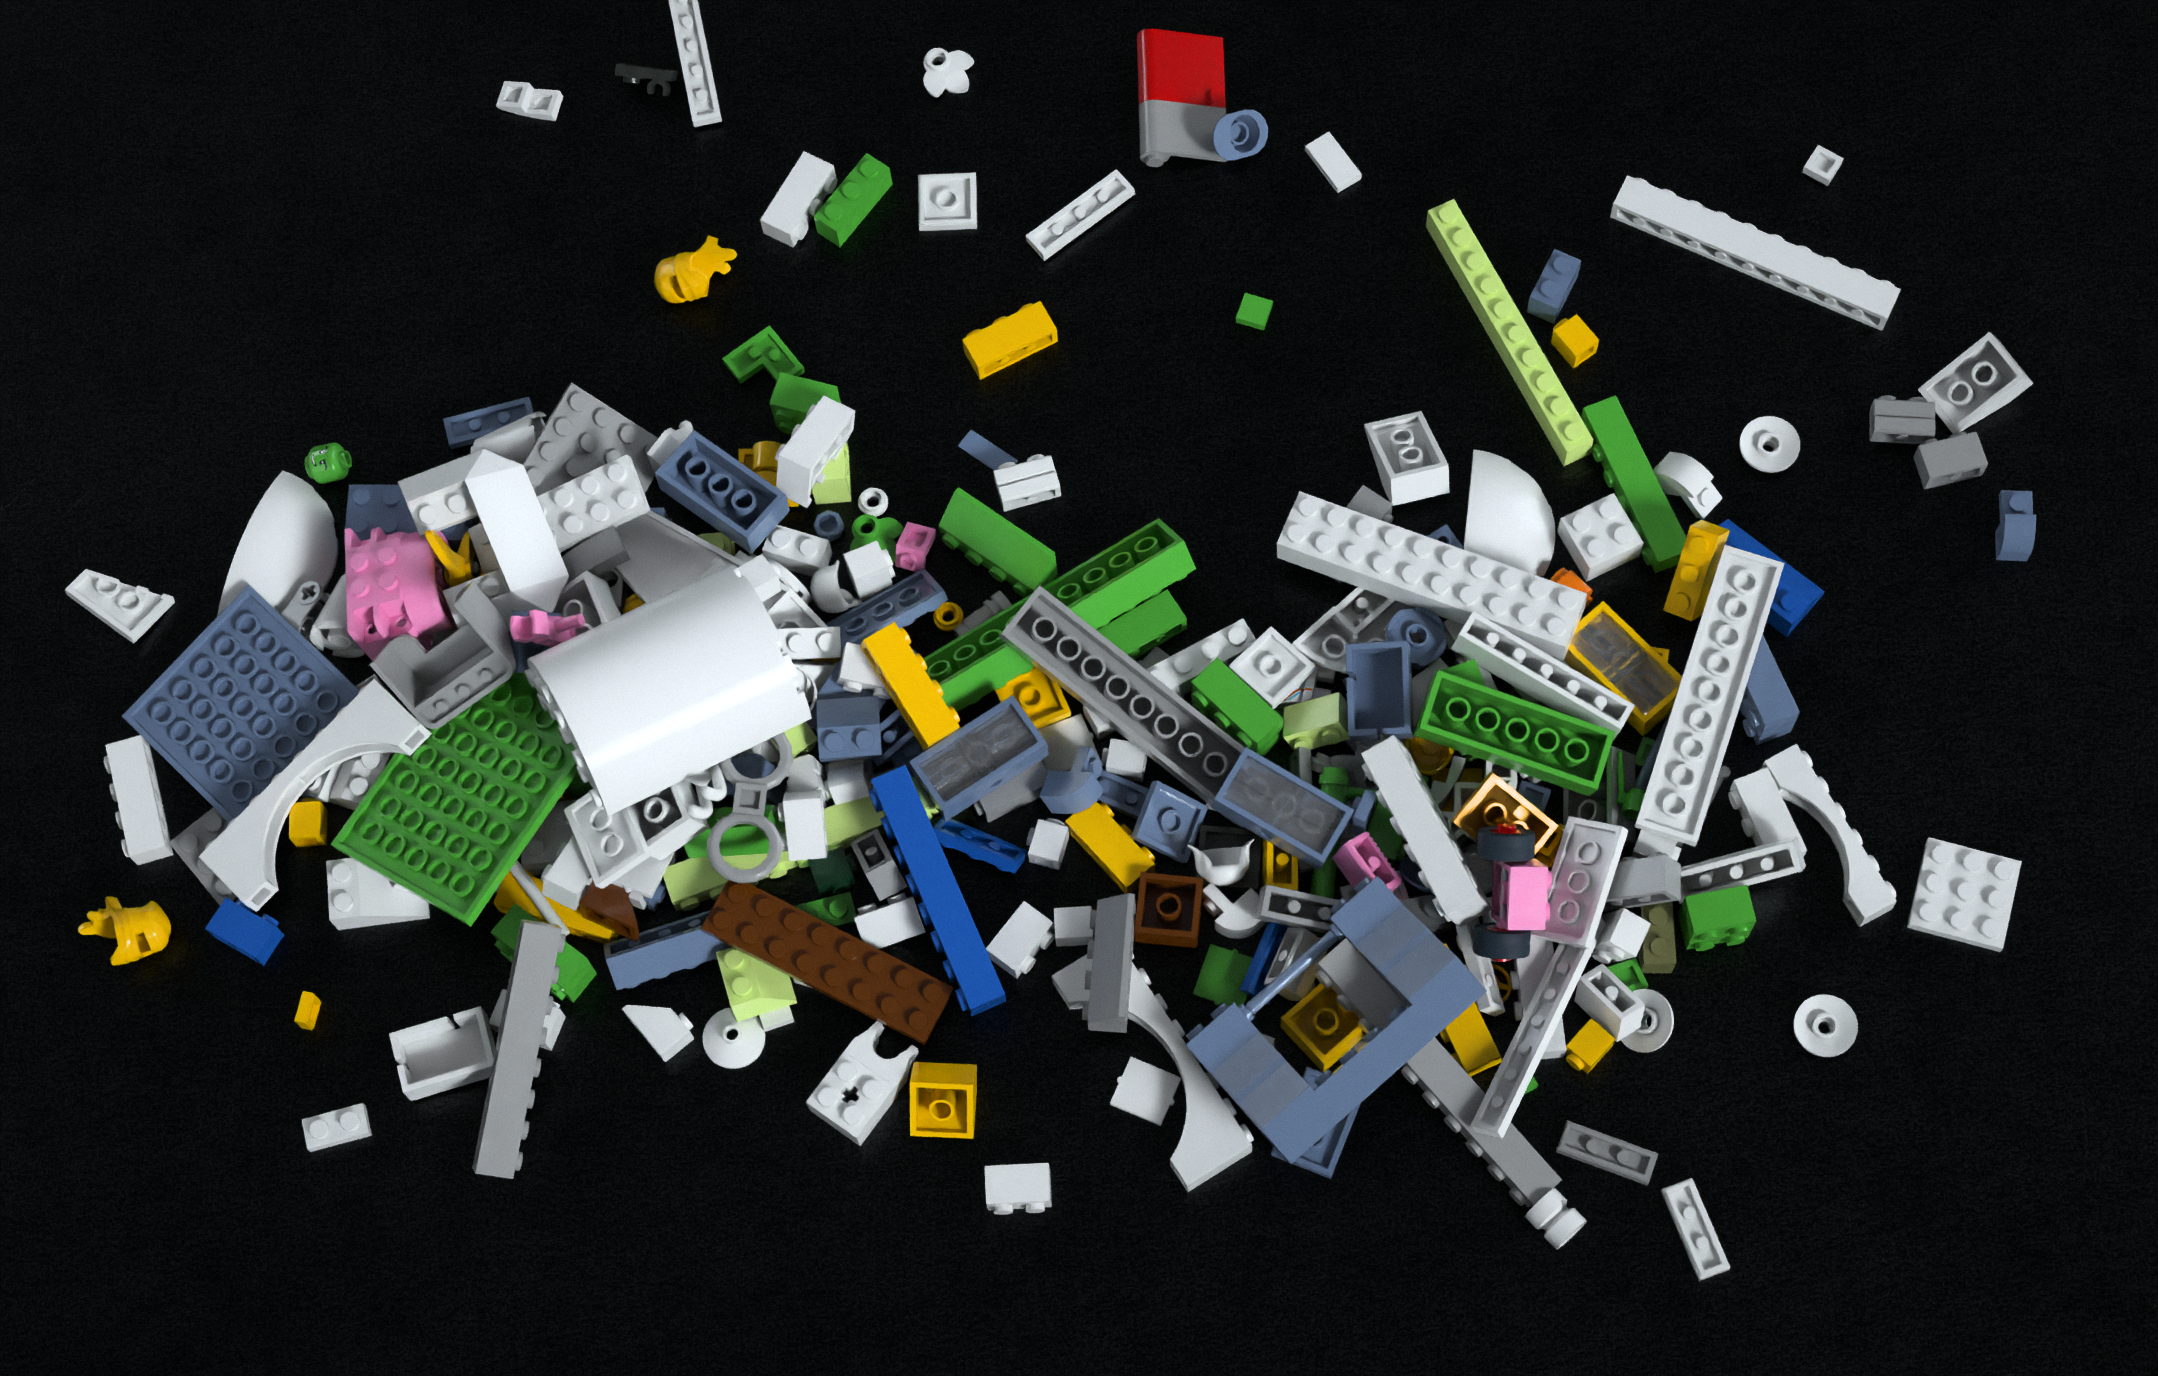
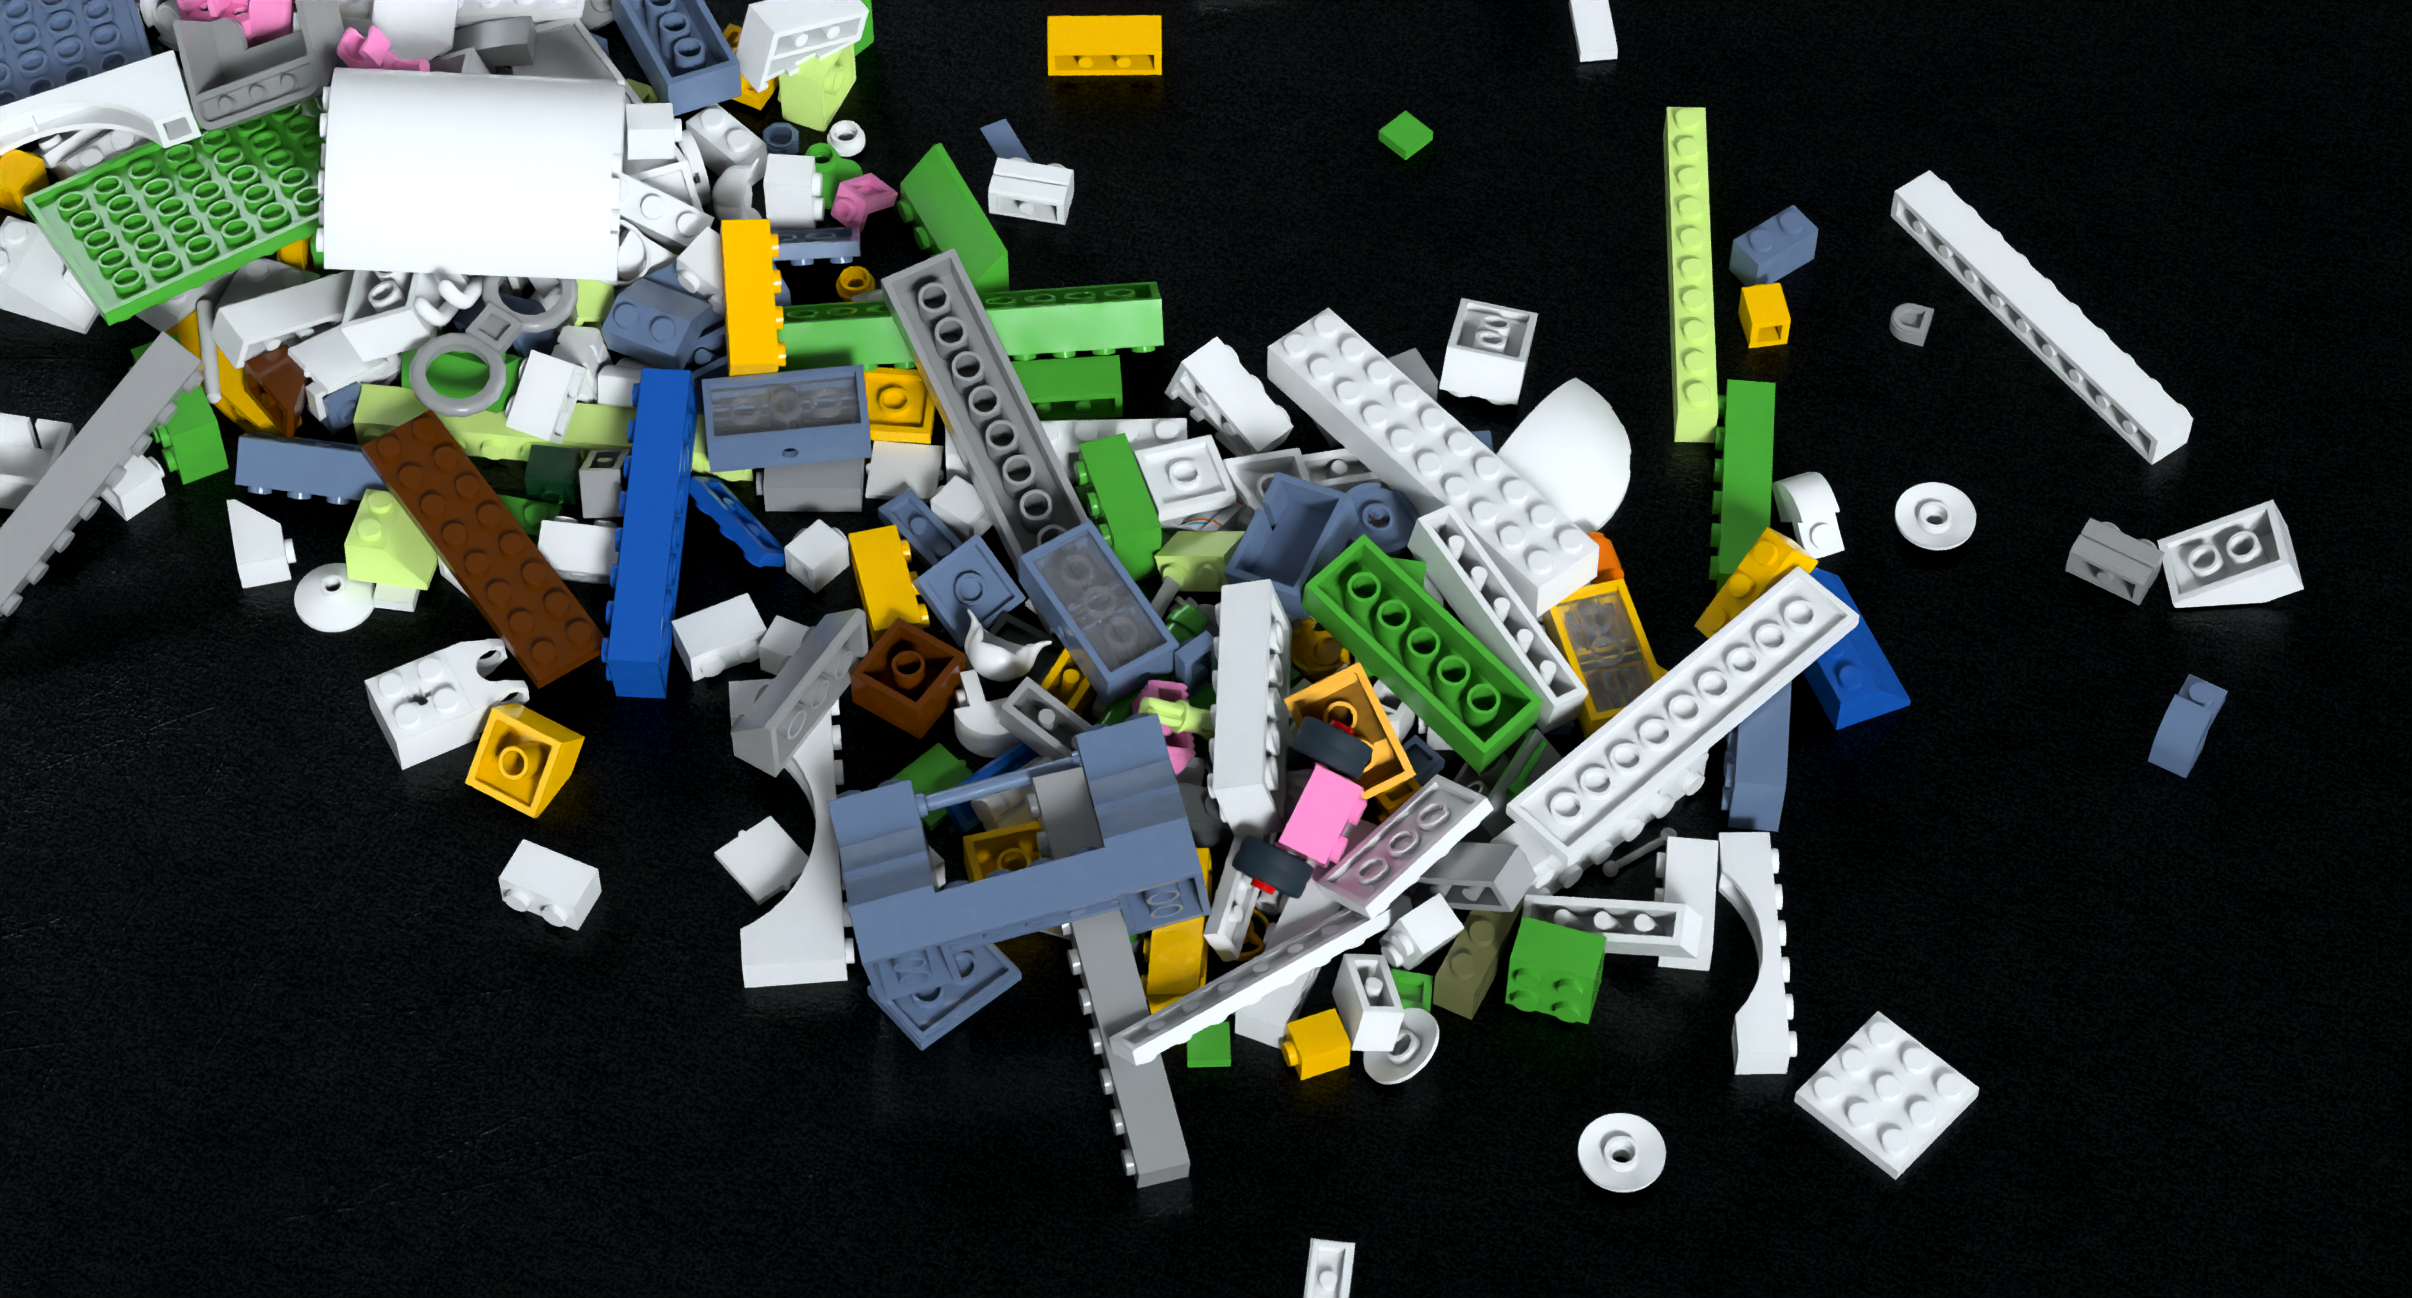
camera: 20 degrees right, 15 degrees down
(607, 843) = (312, 302): white plate -> none
(1075, 789) = (881, 503): sand blue brick -> none
(1261, 586) = (1230, 400): none -> white wedge
(1382, 861) = (1179, 716): none -> yellowish green axle
(1555, 1218) = (1161, 1211): white wheel -> none
(1600, 537) = (1667, 523): white brick -> none
(1607, 1152) = (1269, 1172): light grey tile -> none
(1671, 297) = (1911, 323): none -> light grey tile
(1822, 165) = (2179, 262): white plate -> none
(1950, 459) = (2150, 626): light grey brick -> none

